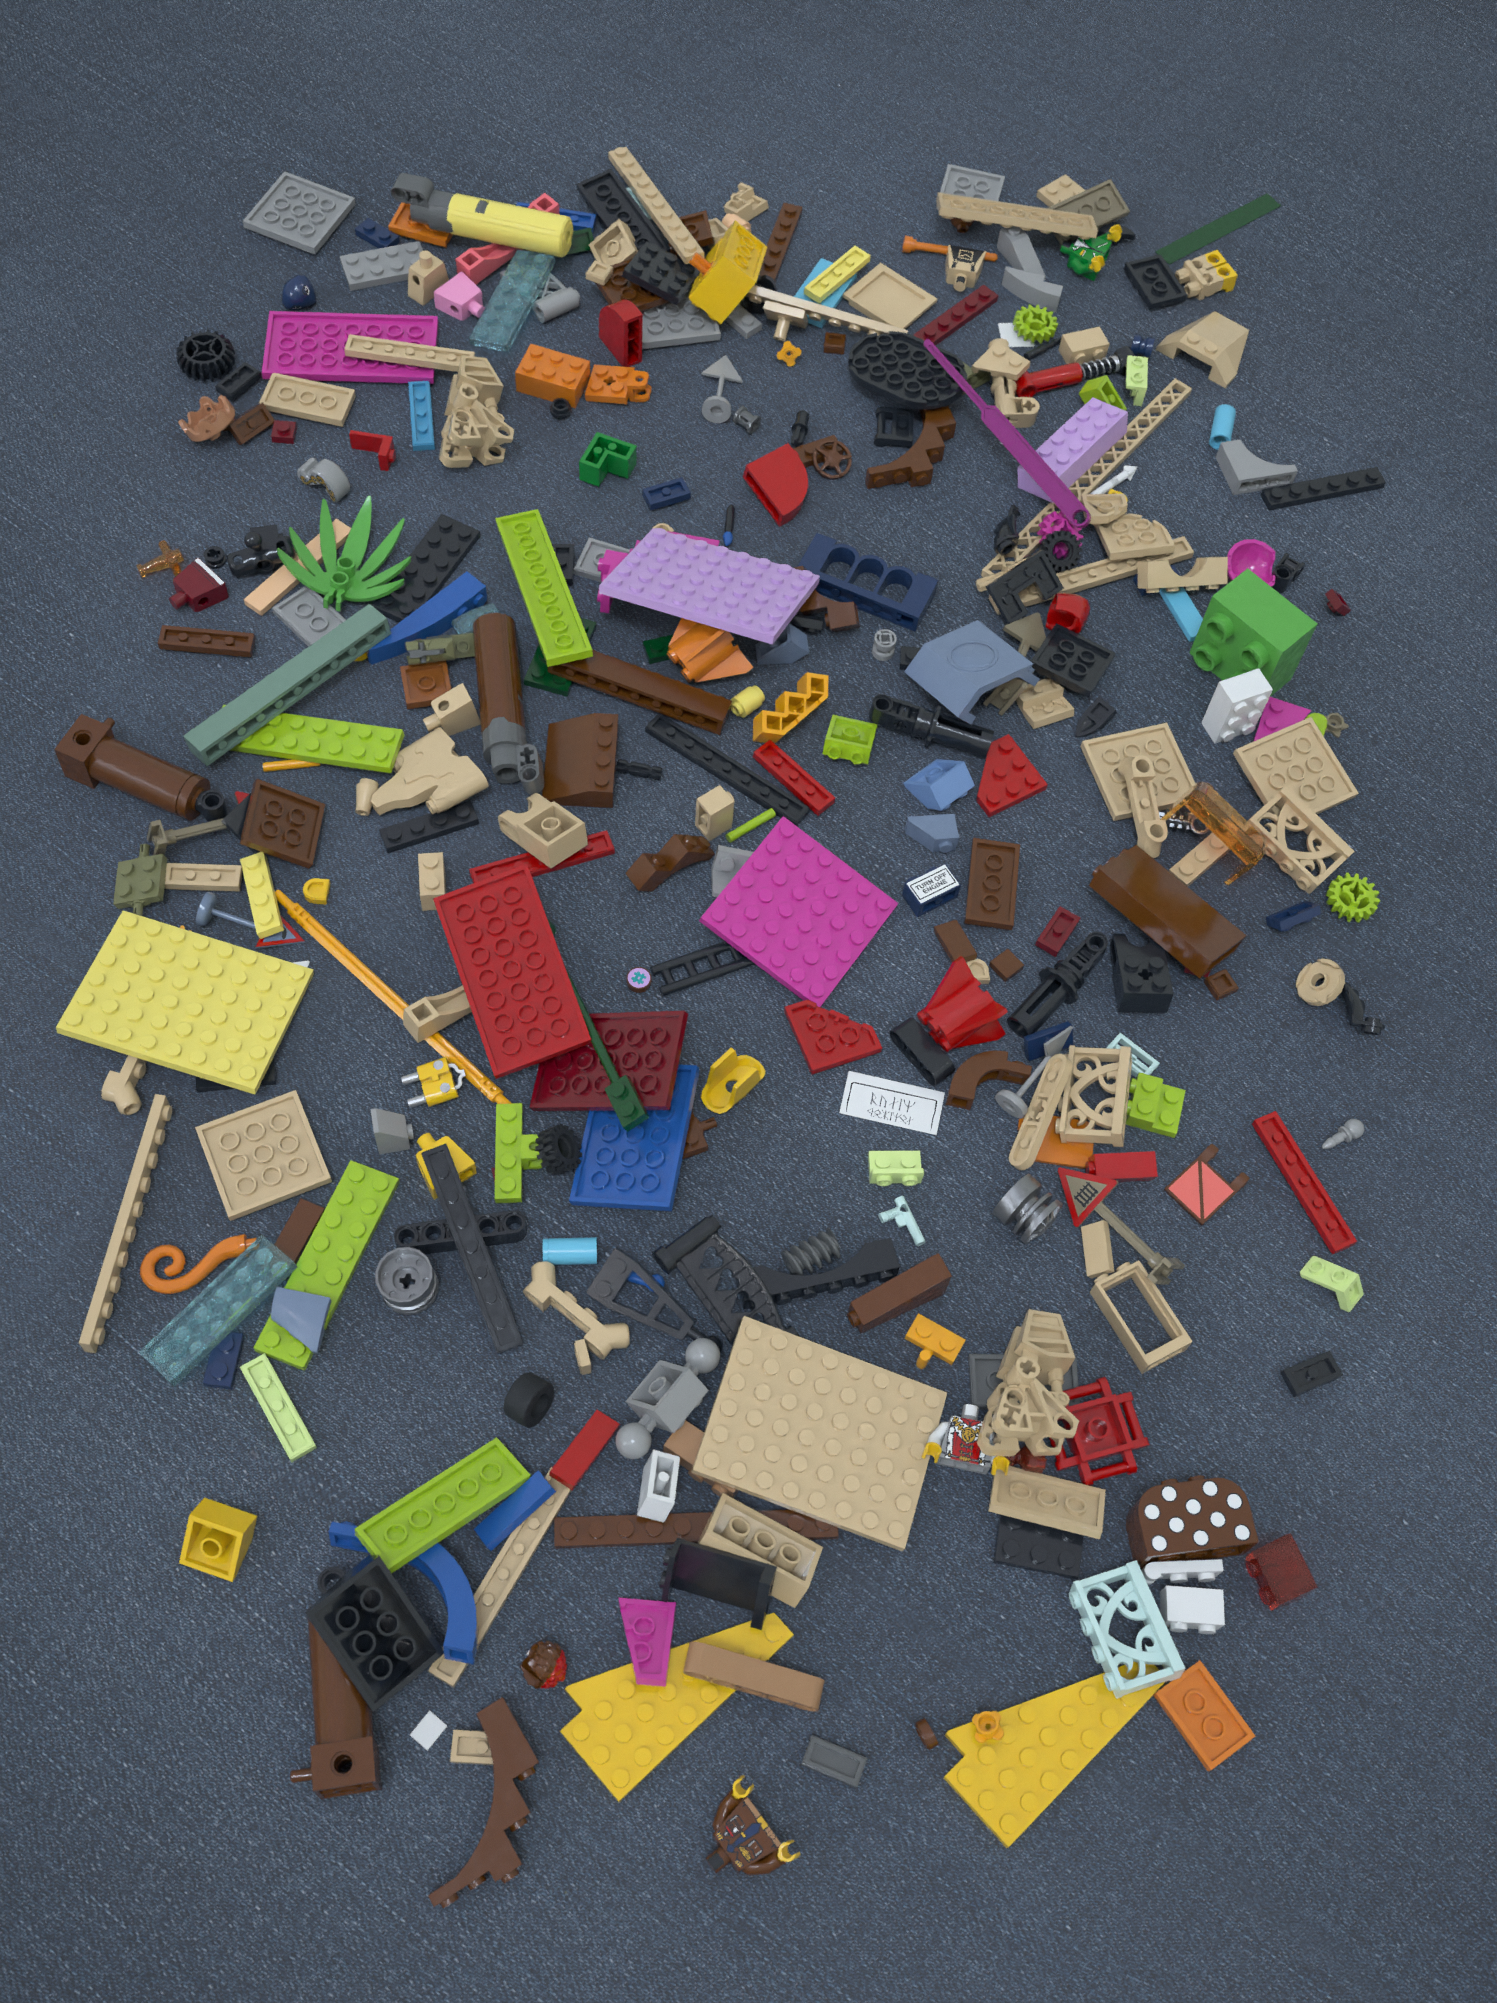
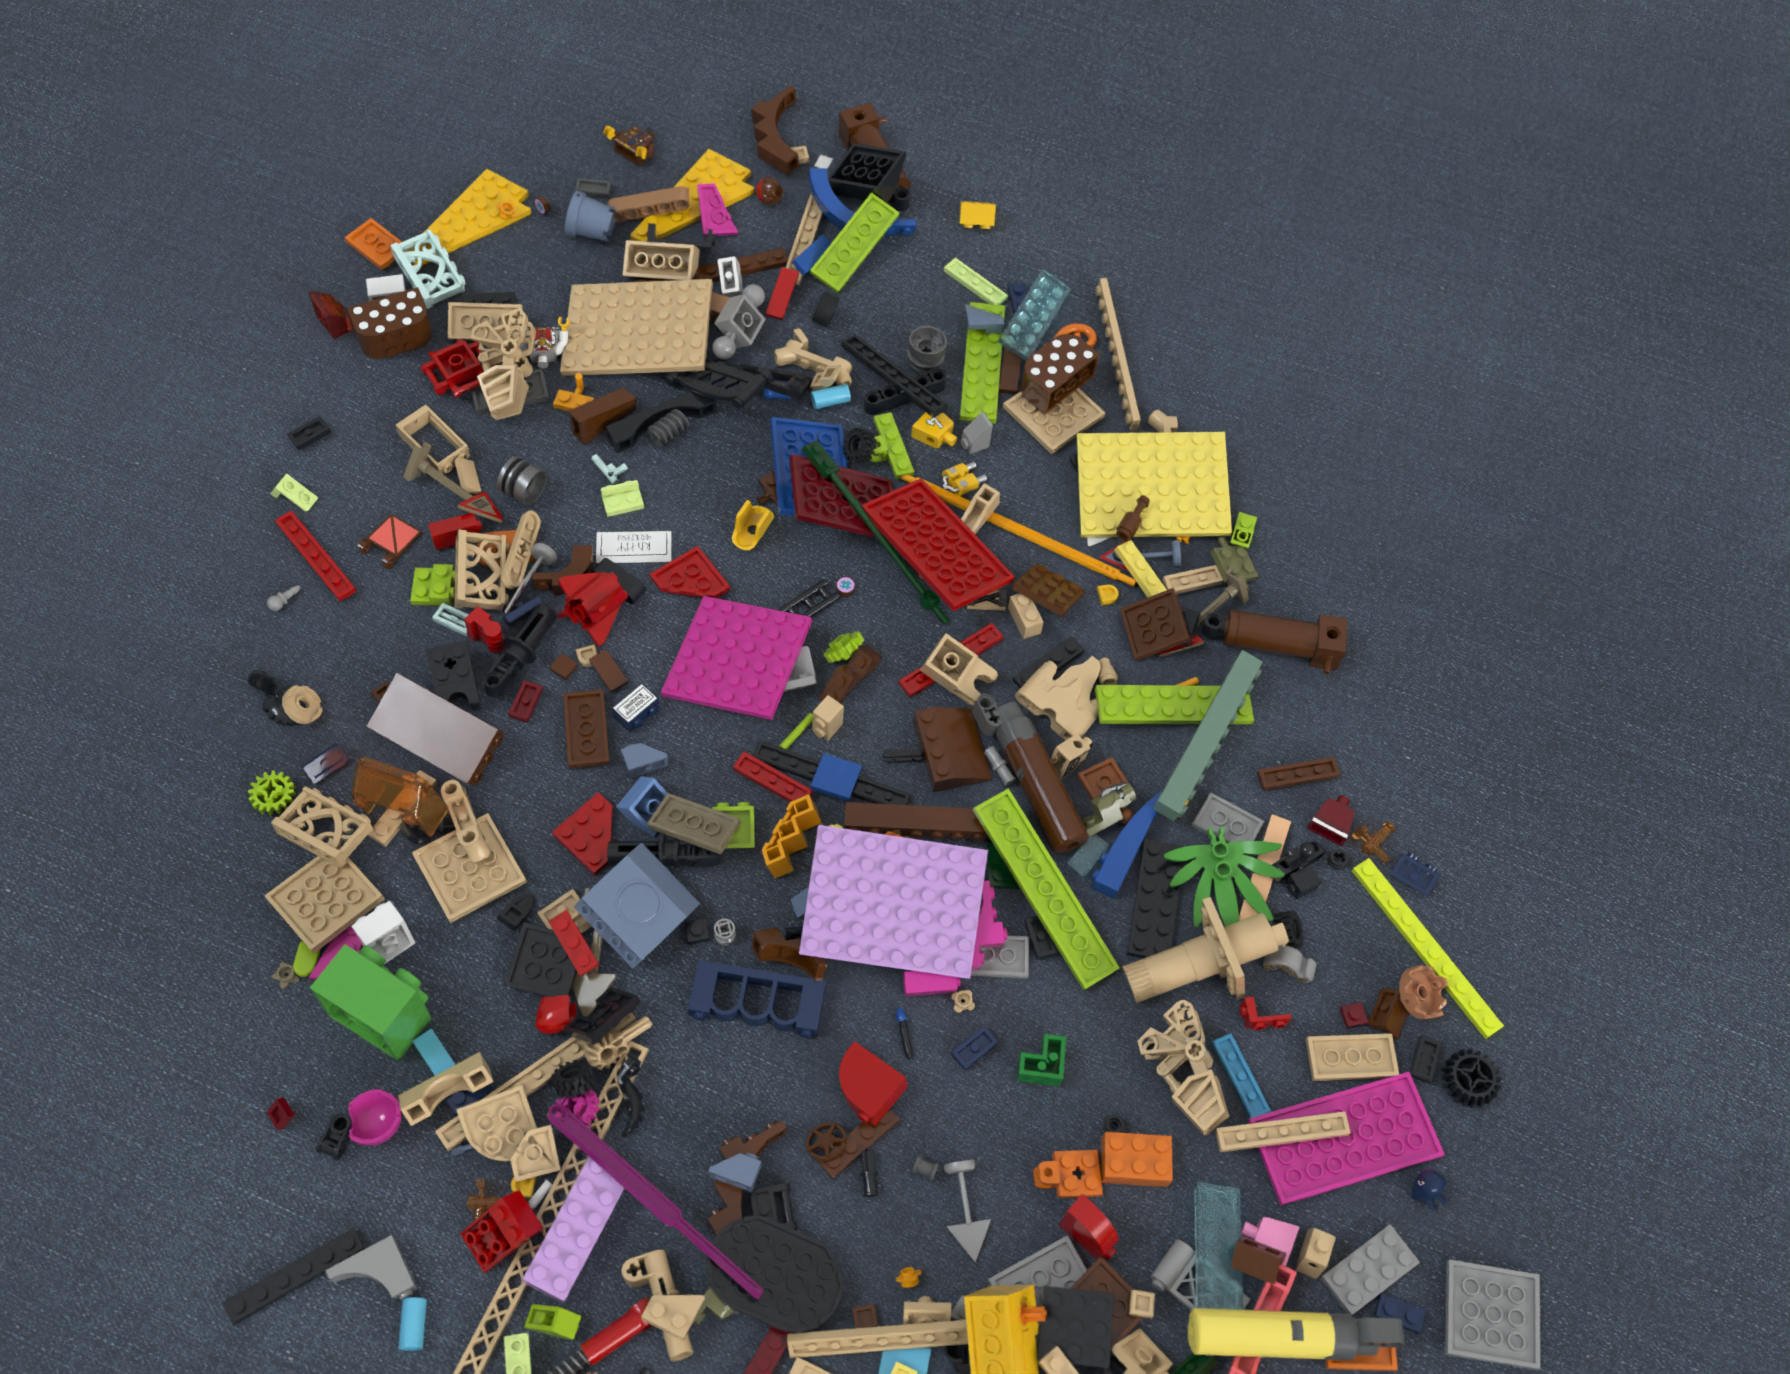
camera: 165 degrees right, 0 degrees up
(106, 913) = (1243, 530): none -> lime slope
(141, 522) = (1415, 874): none -> dark blue bracket
(175, 468) = (1427, 948): none -> neon yellow plate
(238, 1181) = (1057, 371): none -> reddish brown brick
(250, 944) = (1132, 520): none -> reddish brown piece
(310, 497) = (1292, 926): none -> black tyre
(391, 896) = (1049, 589): none -> reddish brown plate
(401, 480) = (1216, 952): none -> tan piece
(482, 274) = (1257, 1259): none -> reddish brown panel
(535, 729) = (999, 765): none -> light grey pin
(567, 1271) = (825, 379): none -> tan slope
(669, 888) = (843, 647): none -> lime gear
(723, 756) = (836, 777): none -> blue tile
(856, 1662) = (589, 217): none -> sand blue piece
(895, 734) = (694, 823): none -> dark tan tile
(923, 438) = (738, 1171): none -> sand blue slope
(1043, 656) = (573, 943): none -> red plate
(1097, 1015) = (483, 628): none -> red legs
(1138, 459) = (501, 1230): none -> red slope
(1155, 495) = (480, 1202): none -> clear orange piece

